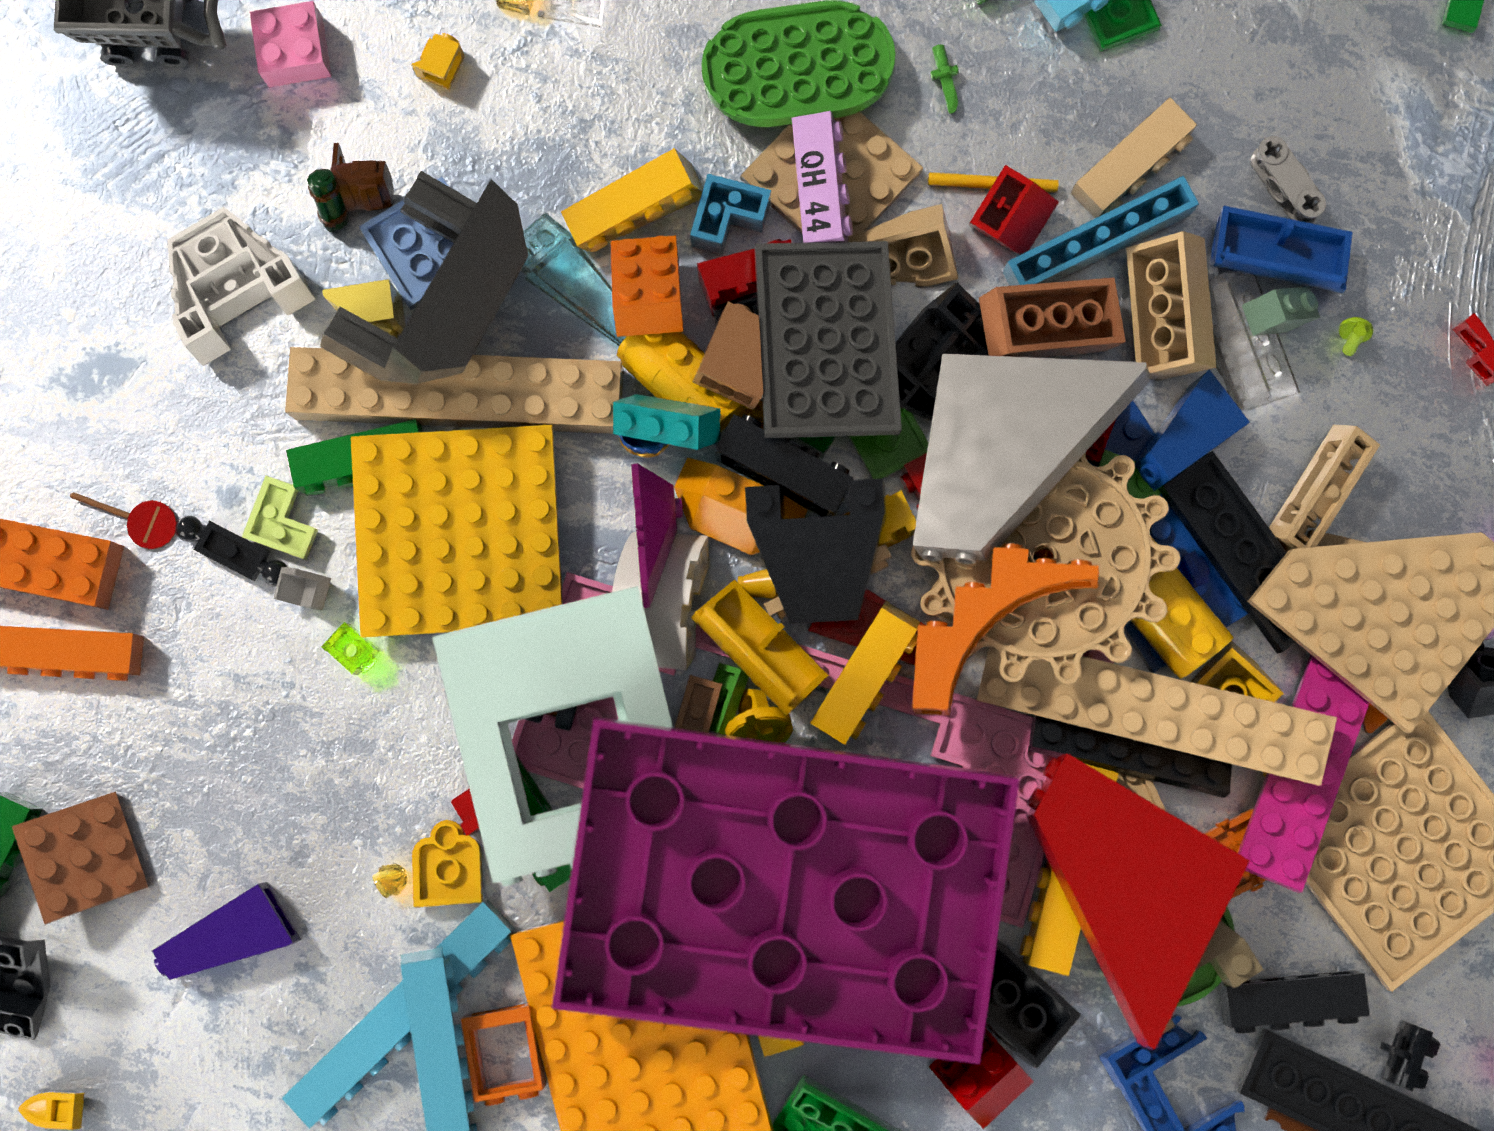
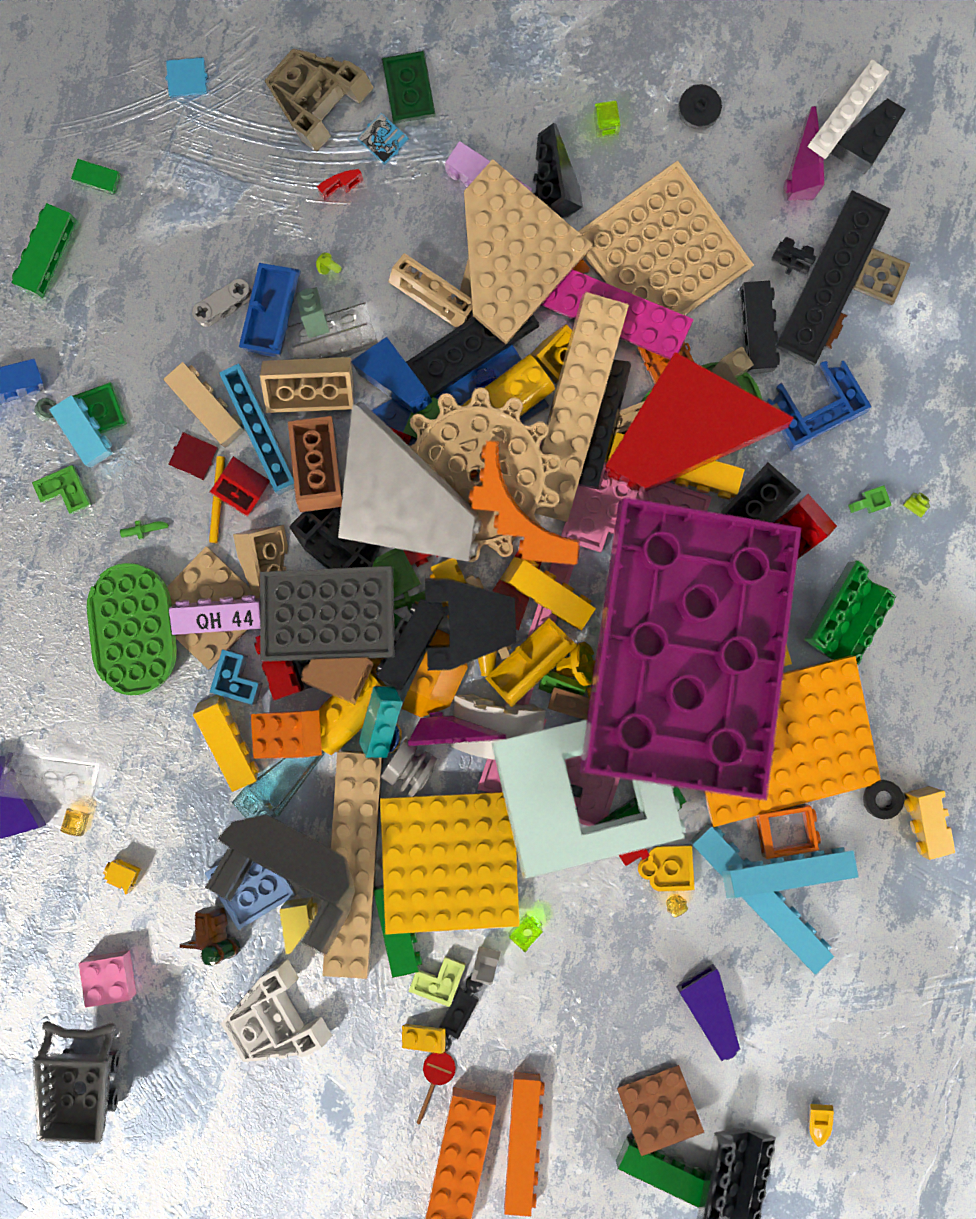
camera: 95 degrees left, 5 degrees up
(195, 499) = (423, 1038): none -> yellow plate
(597, 467) = (409, 768): none -> light grey wheel
(847, 458) = (408, 600): none -> bright green piece
(1056, 147) = (193, 456): none -> dark red piece

